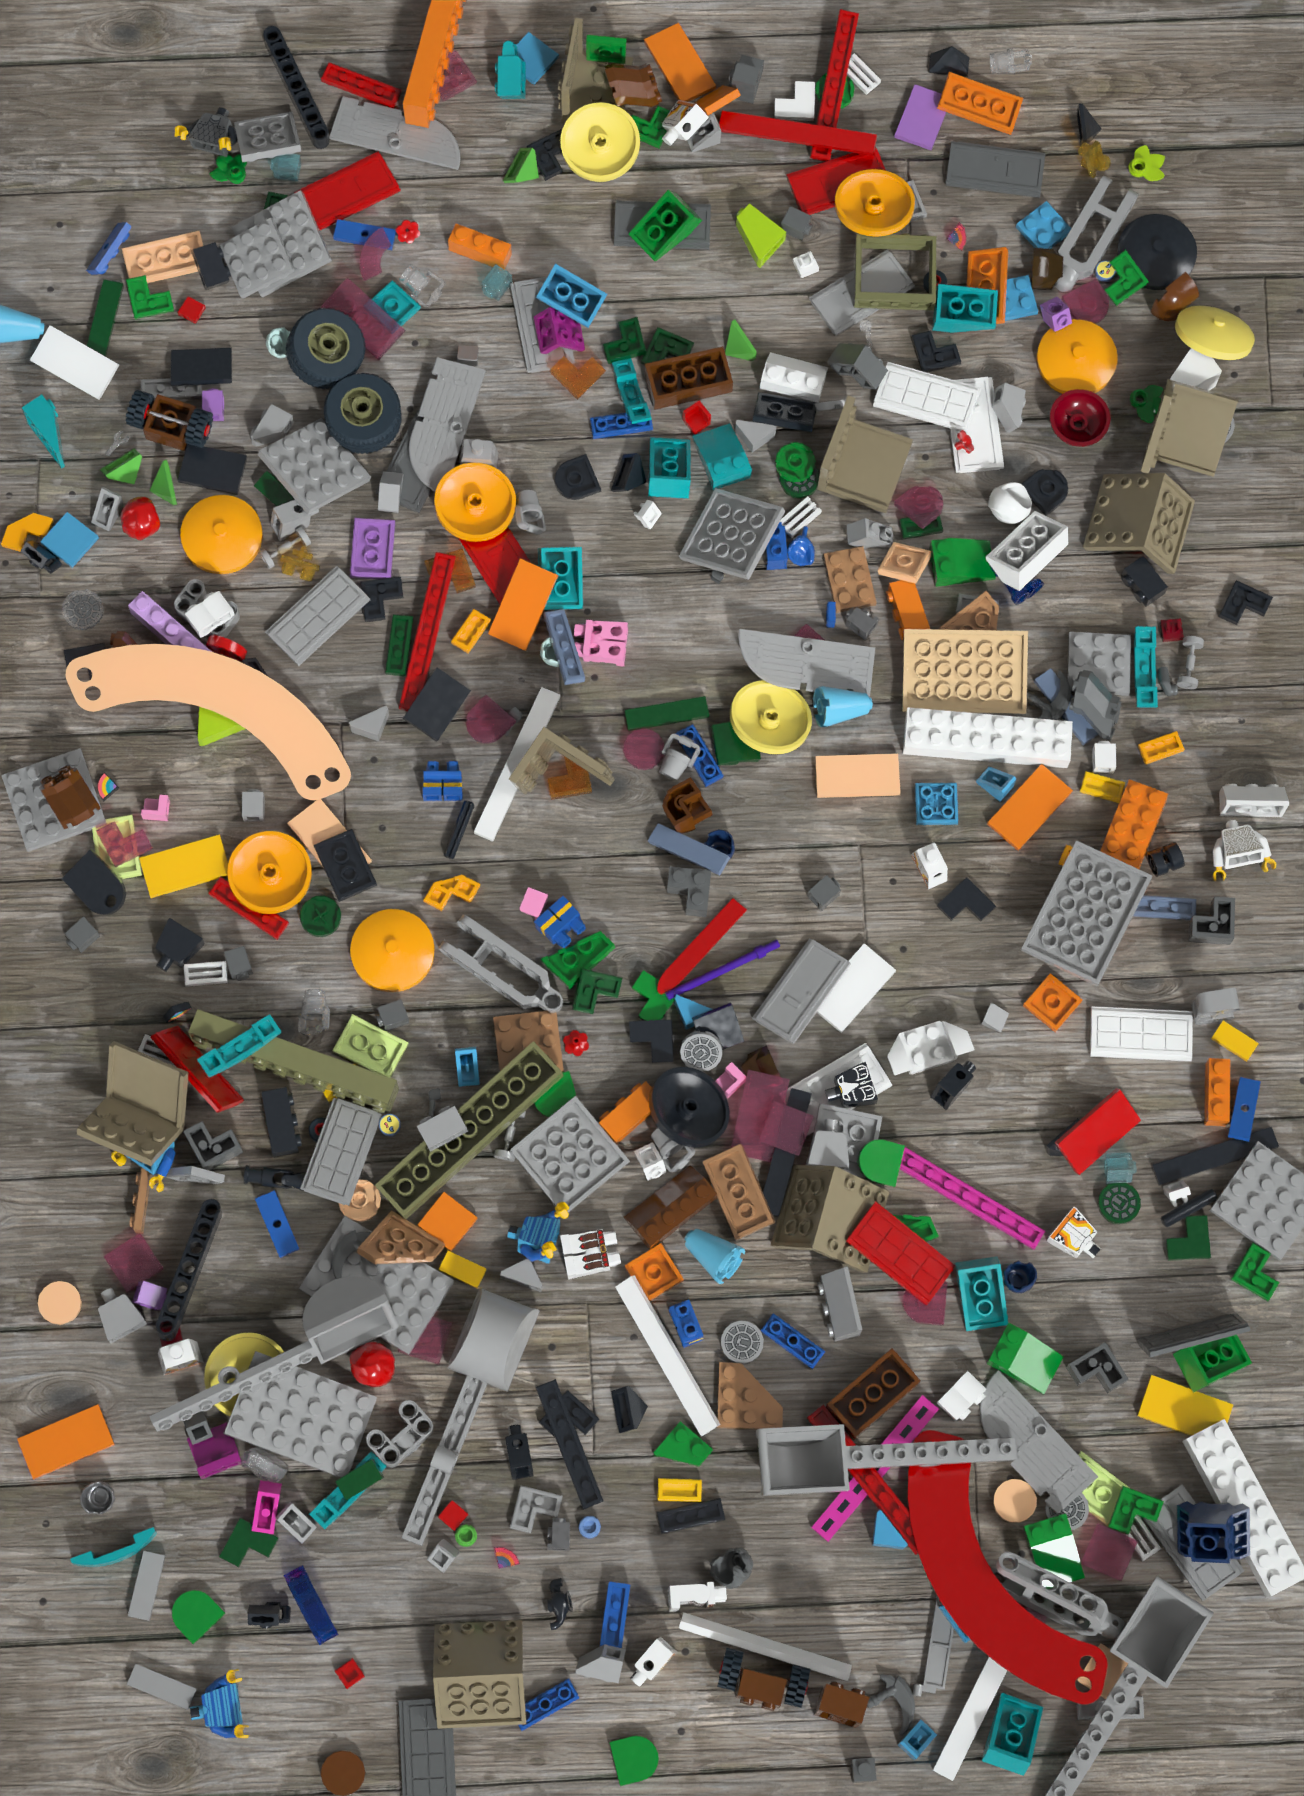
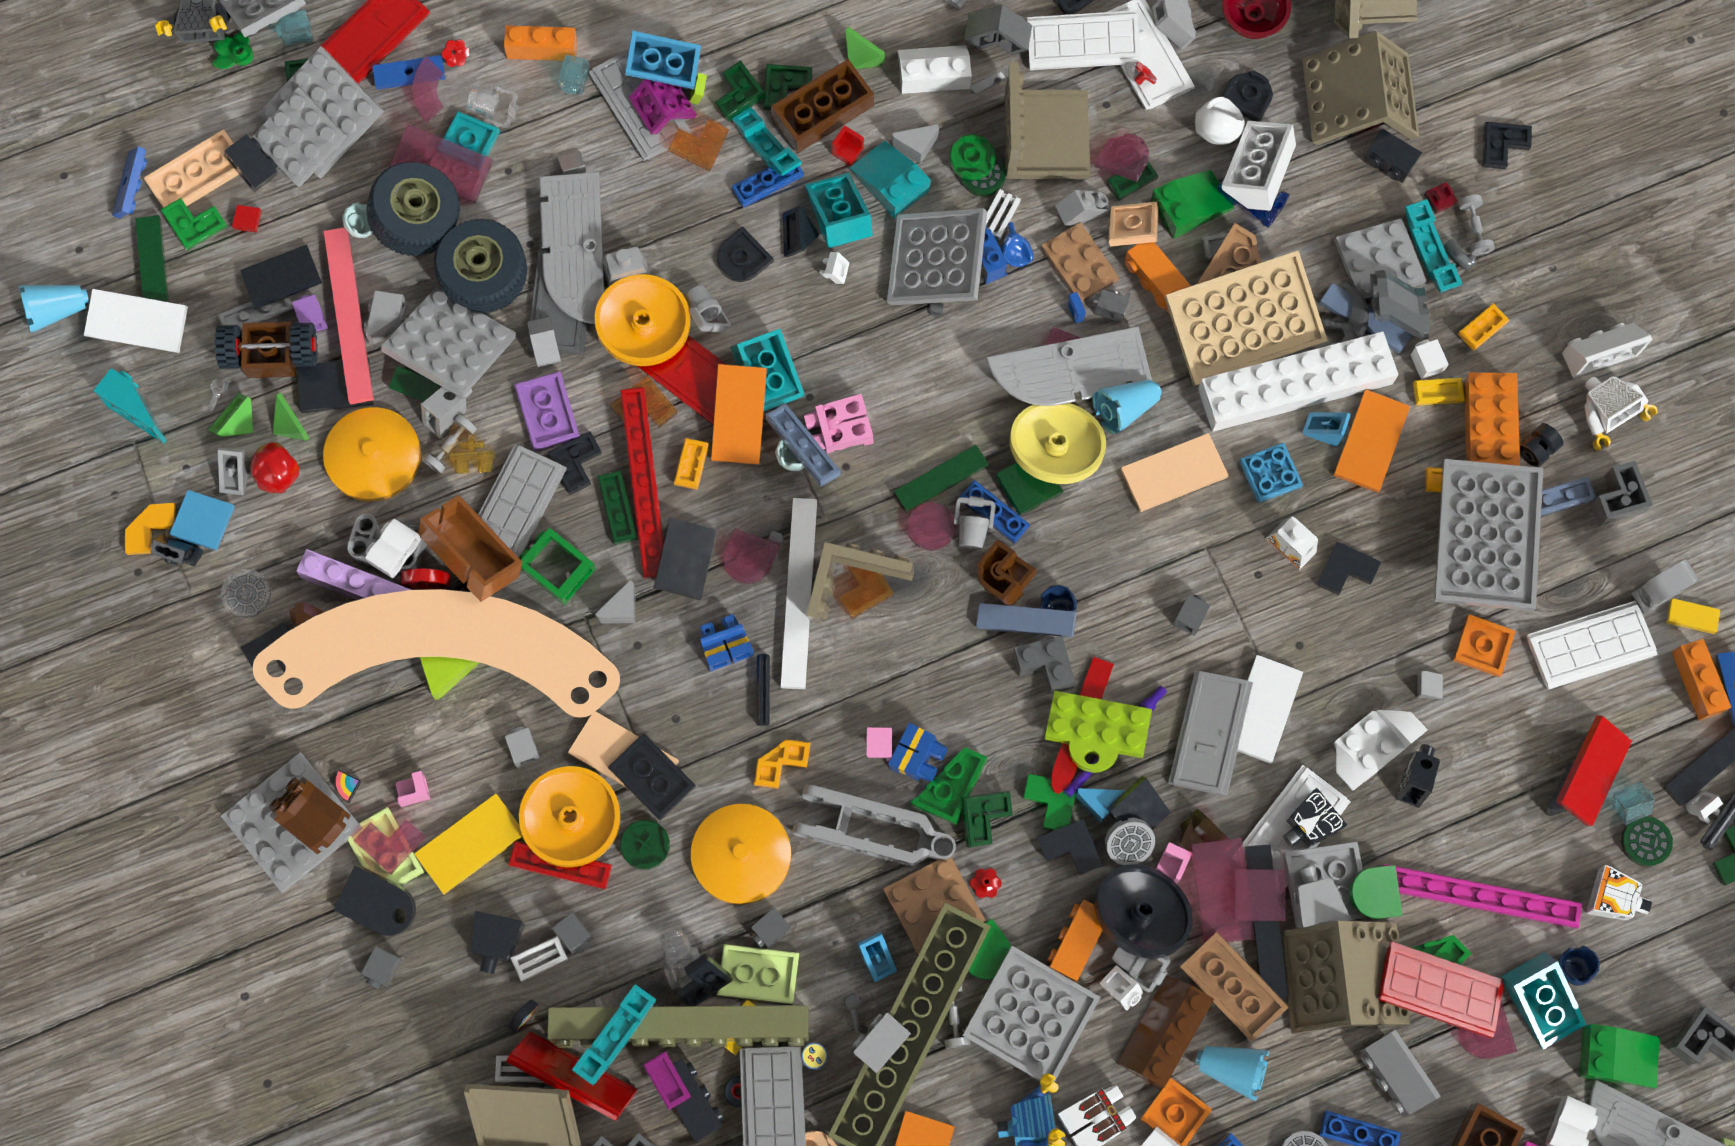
camera: 20 degrees left, 0 degrees up
(243, 416) = (348, 316): none -> coral tile
(267, 1099) = (667, 1080): none -> magenta tile
(269, 635) = (469, 548): none -> dark orange piece
(329, 1033) = (707, 979): none -> black tile
(342, 691) = (574, 581): none -> green window
(593, 328) = (698, 91): none -> lime tile
(711, 954) = (1097, 729): none -> lime plate
(784, 412) = (940, 107): black tile -> none

